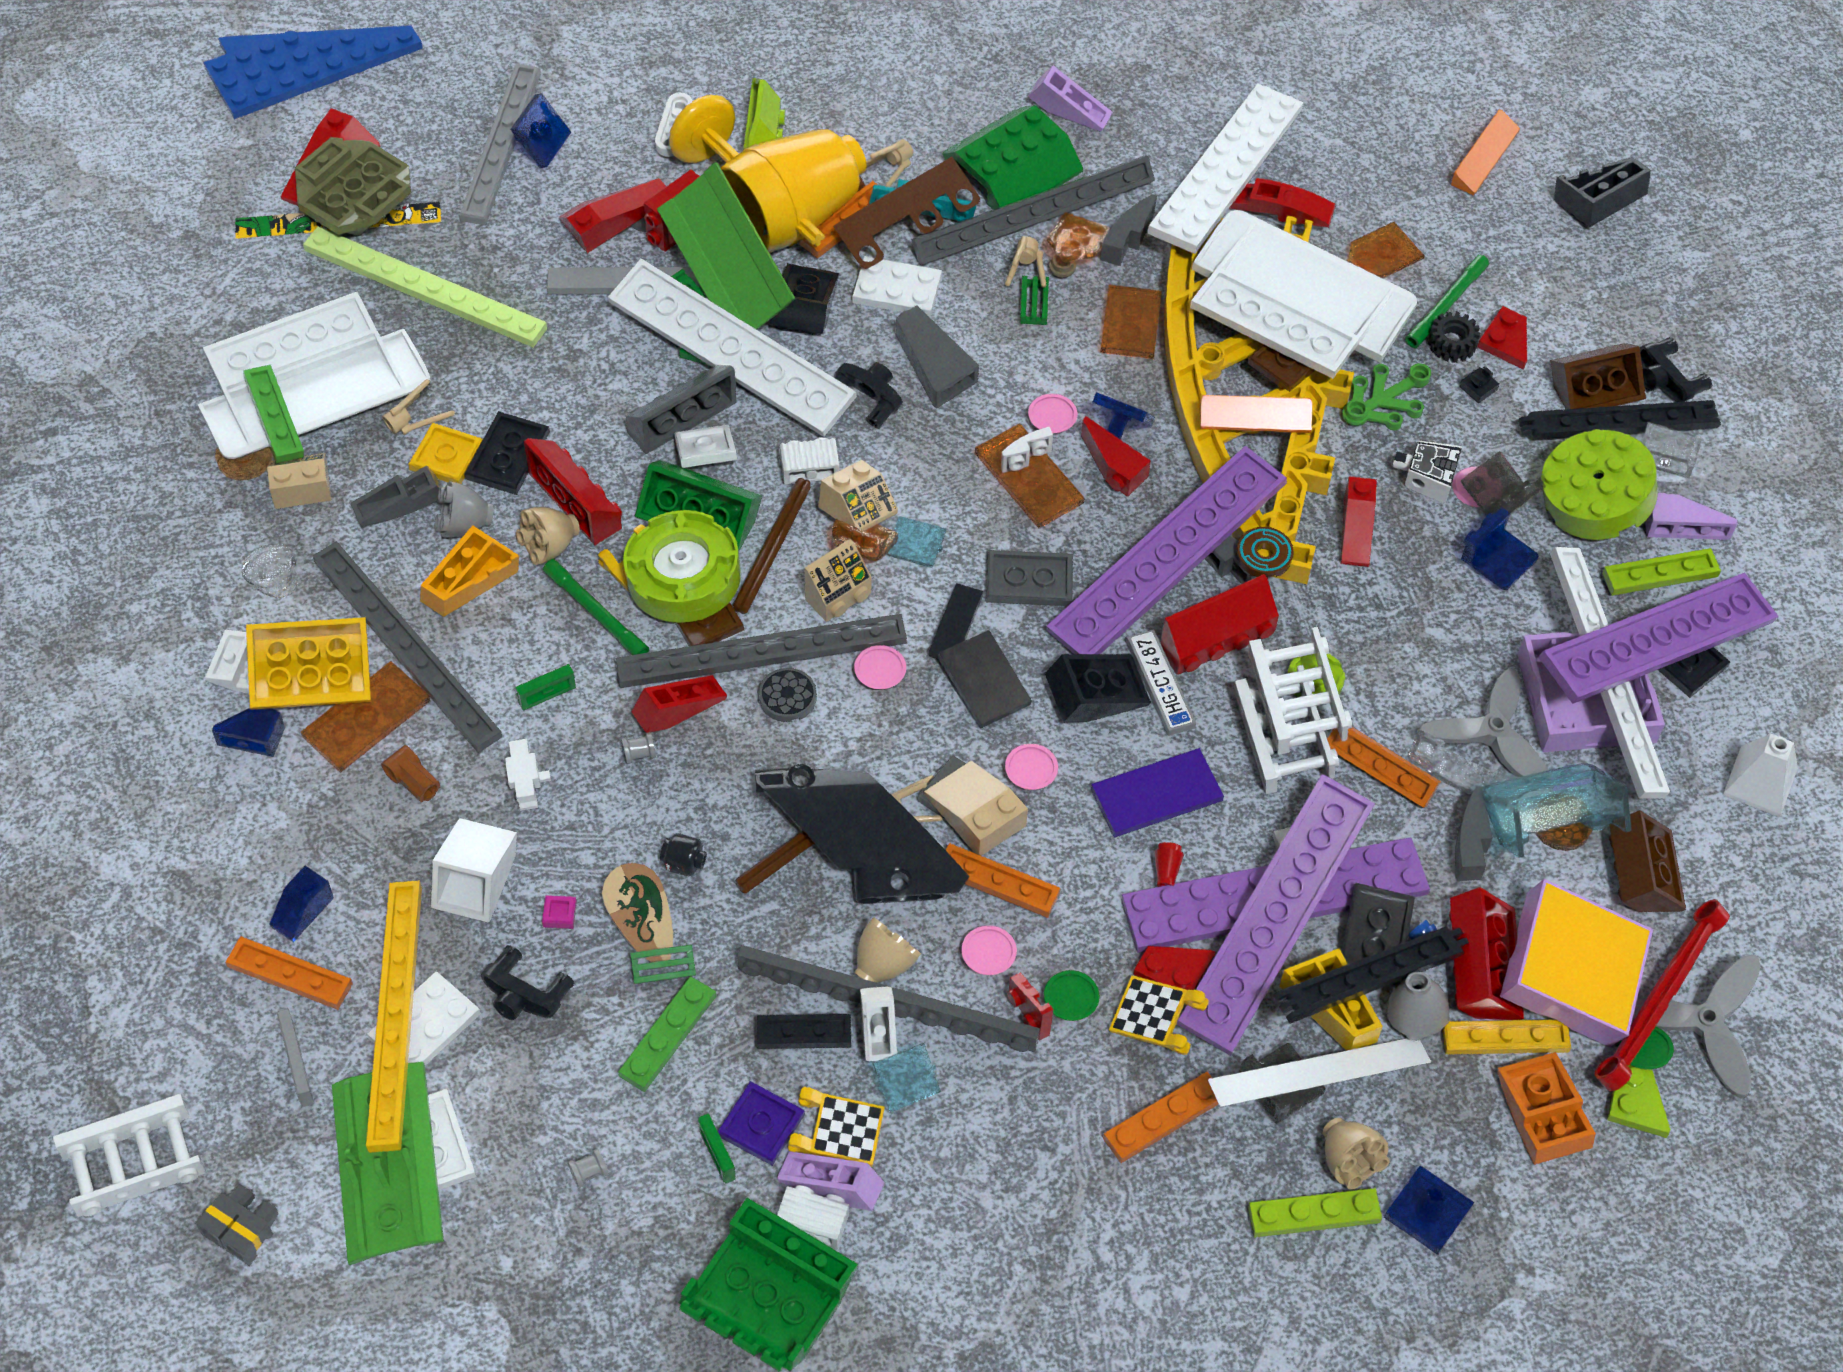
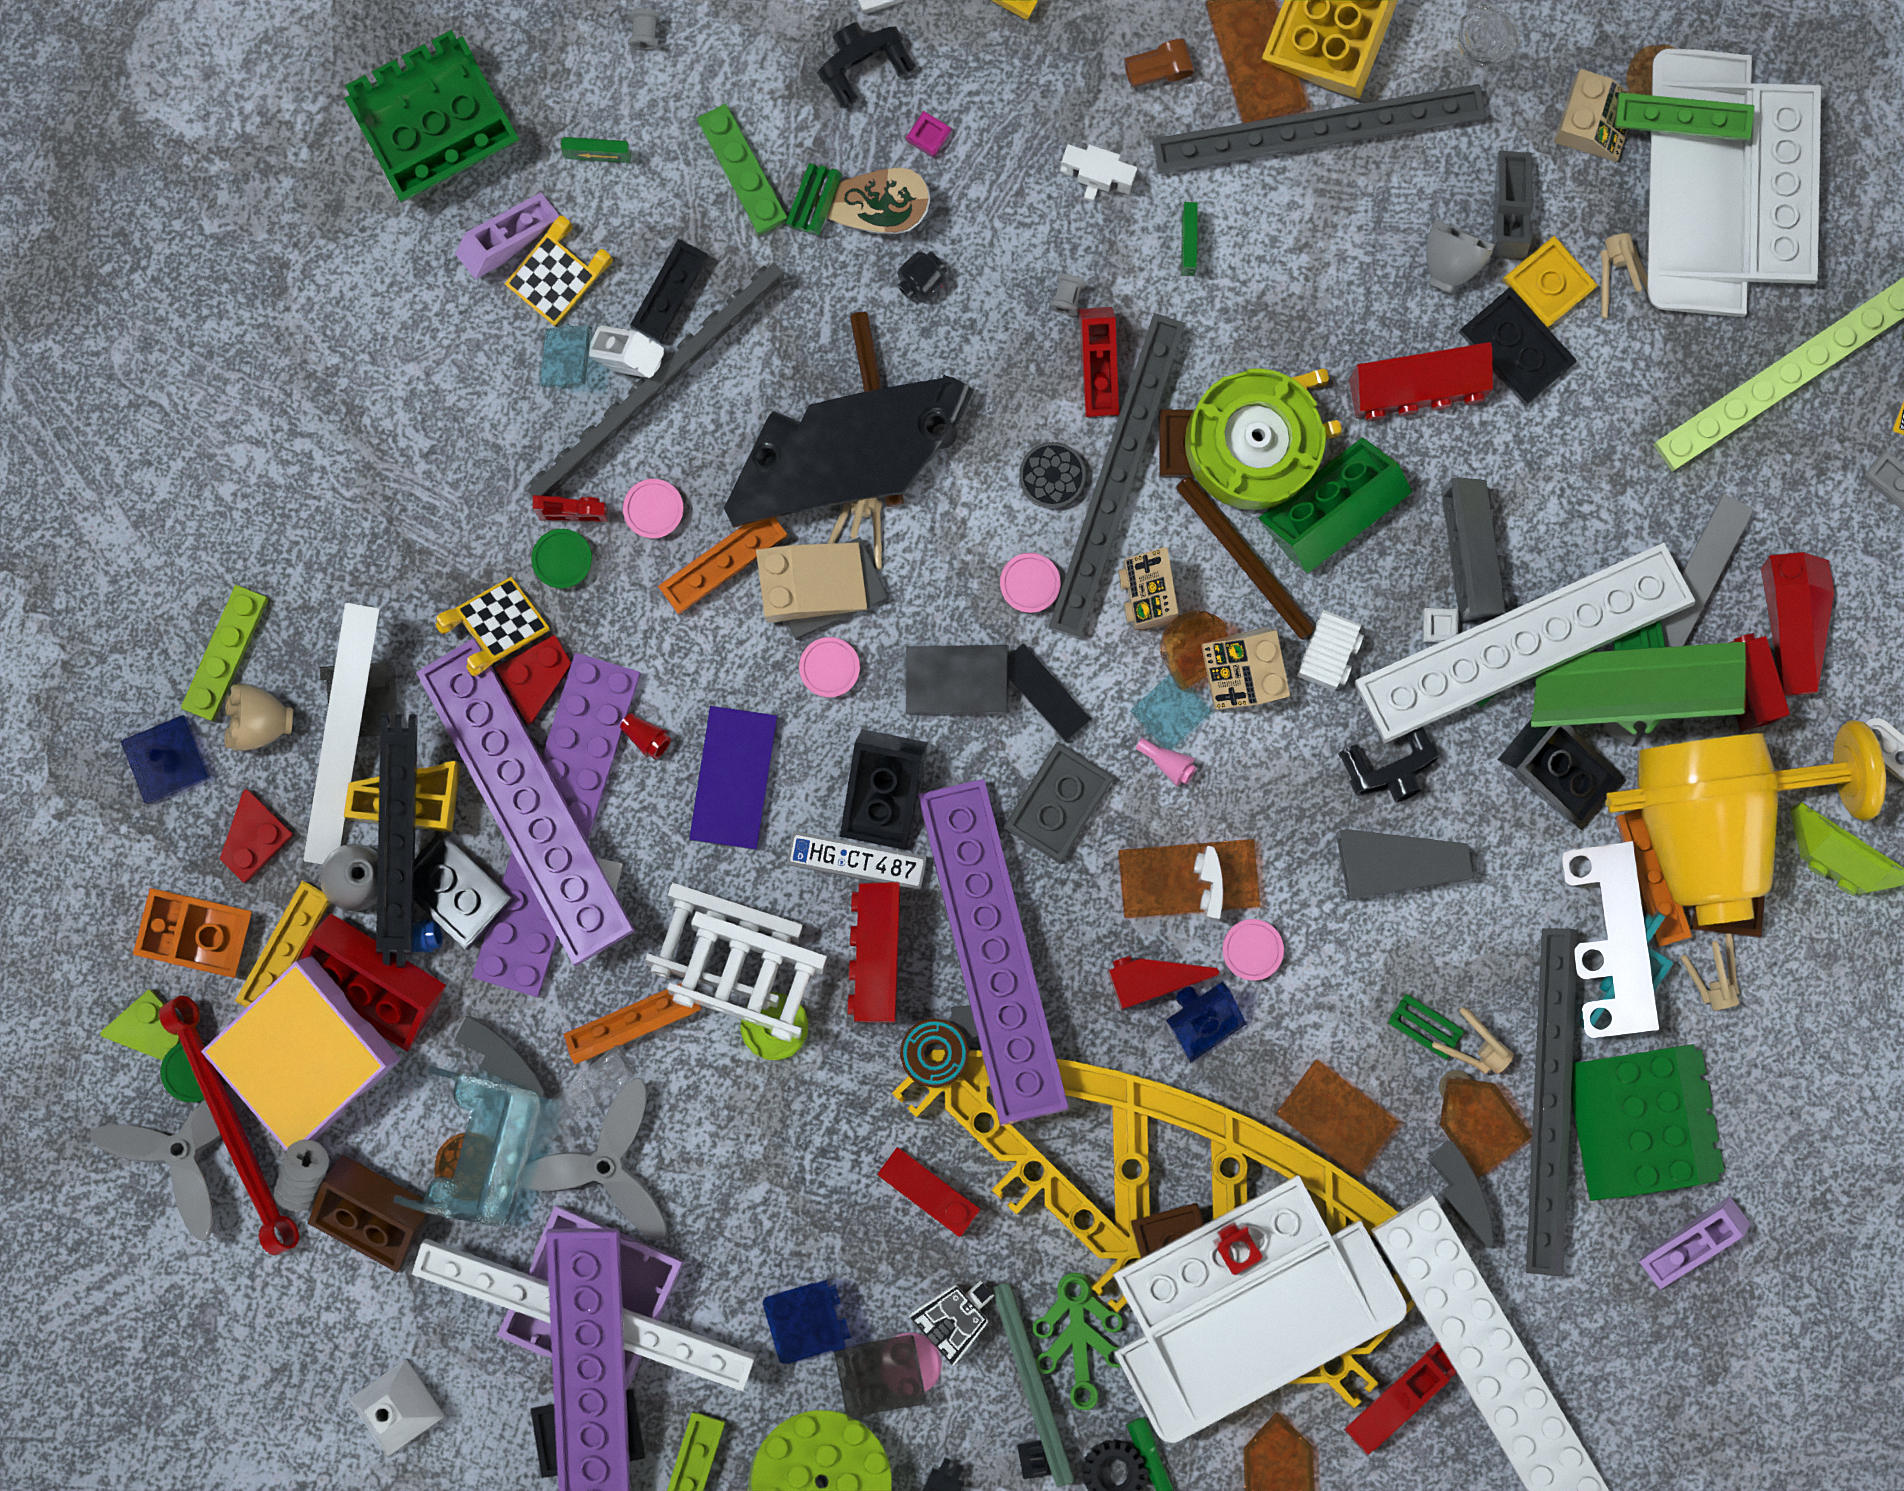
camera: 120 degrees right, 25 degrees up
(467, 572) = (1372, 224): light orange wedge -> none
(472, 869) = (1016, 72): white slope -> none
(546, 532) = (1377, 331): tan piece -> none
(565, 580) = (1315, 324): green piece -> none
(705, 446) = (1407, 550): white tile -> none
(747, 410) = (1439, 624): none -> white tile
(761, 1123) = (603, 207): dark purple tile -> none
(816, 1215) = (481, 197): white brick -> none
(883, 953) = (702, 405): tan piece -> none
(897, 286) = (1524, 884): white plate -> none
(955, 515) = (1174, 765): none -> bright pink cone
(1161, 1118) = (395, 574): orange plate -> none
(1256, 413) = (1113, 1157): slope -> none
(1263, 309) = (1230, 1235): none -> red bracket
(1435, 404) = (1033, 1385): none -> sand green axle
(1441, 1106) = (252, 838): none -> red wing
(1661, 913) = (301, 1175): none -> light grey piece

